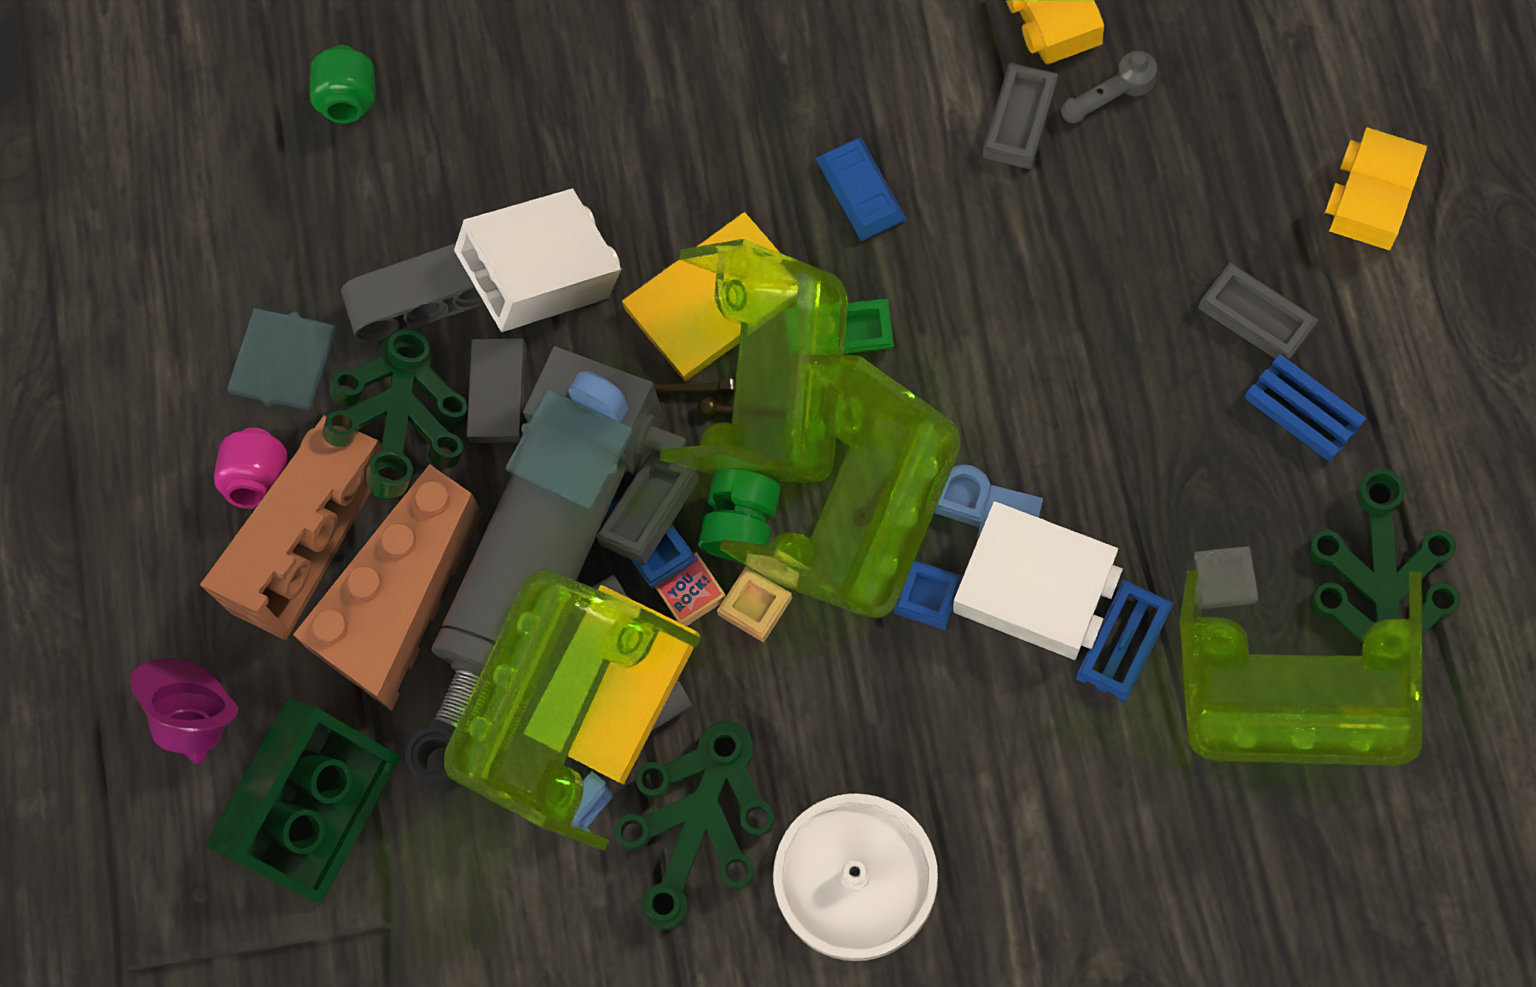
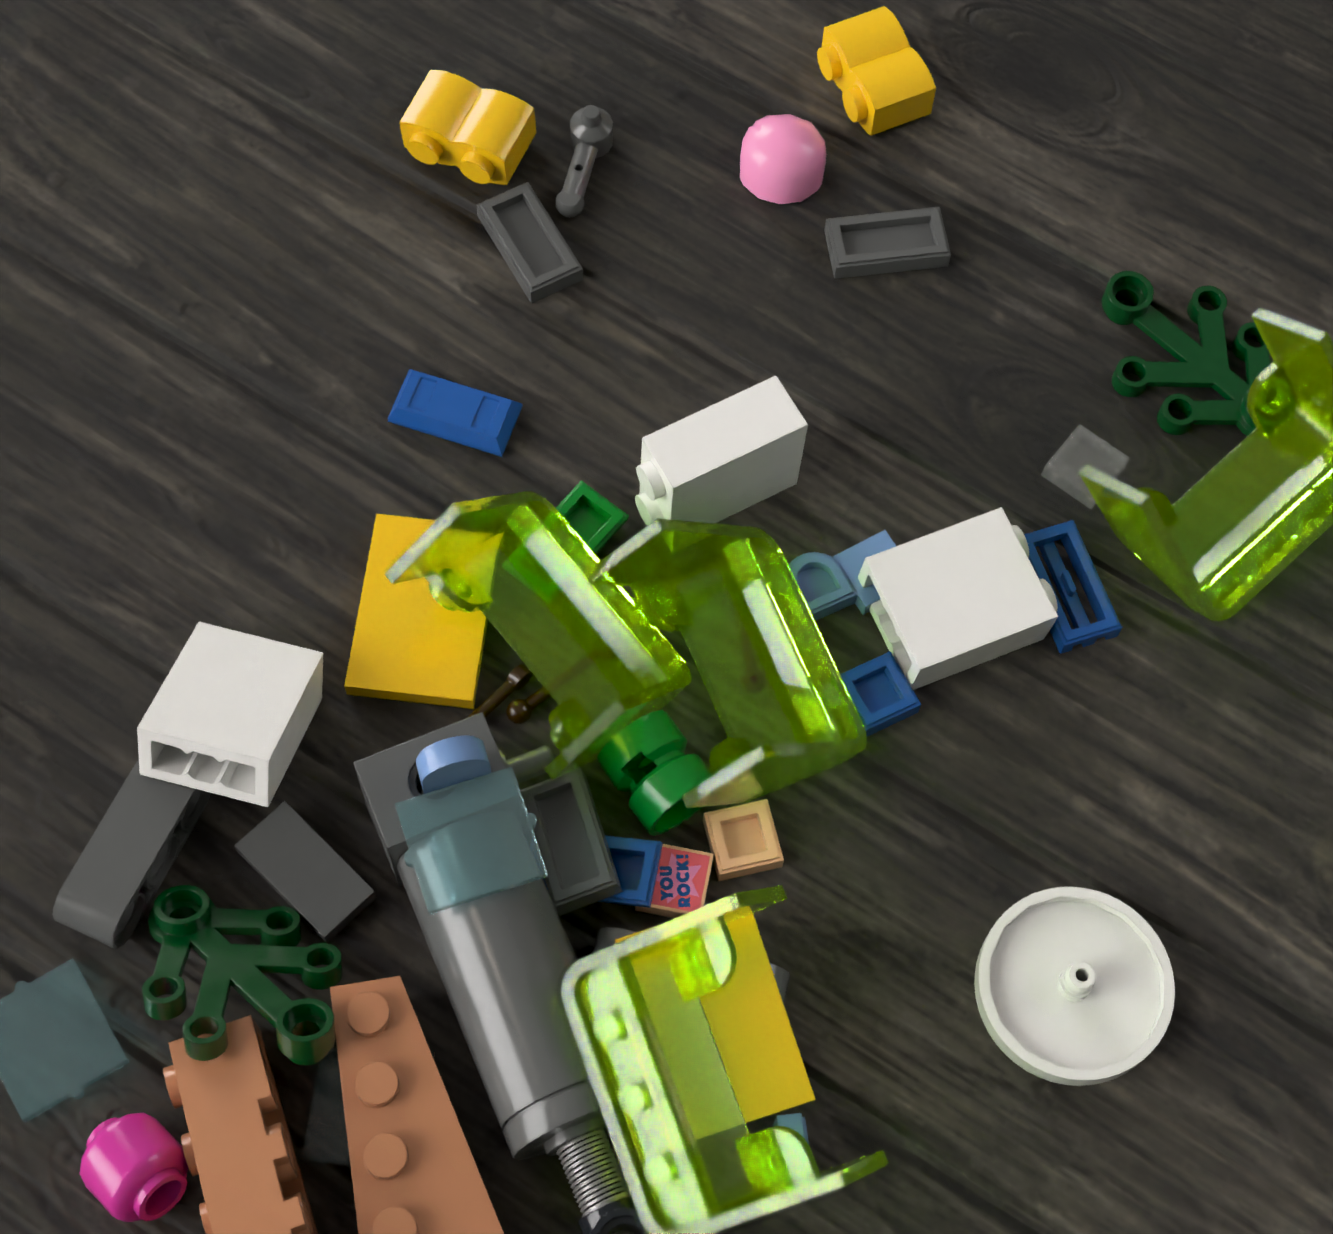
camera: 60 degrees left, 5 degrees down
(699, 814) = (896, 1063): dark green plant -> none
(970, 359) = (722, 457): none -> white brick
(1246, 197) = (782, 159): none -> bright pink hair
(1317, 393) = (999, 275): blue tile -> none

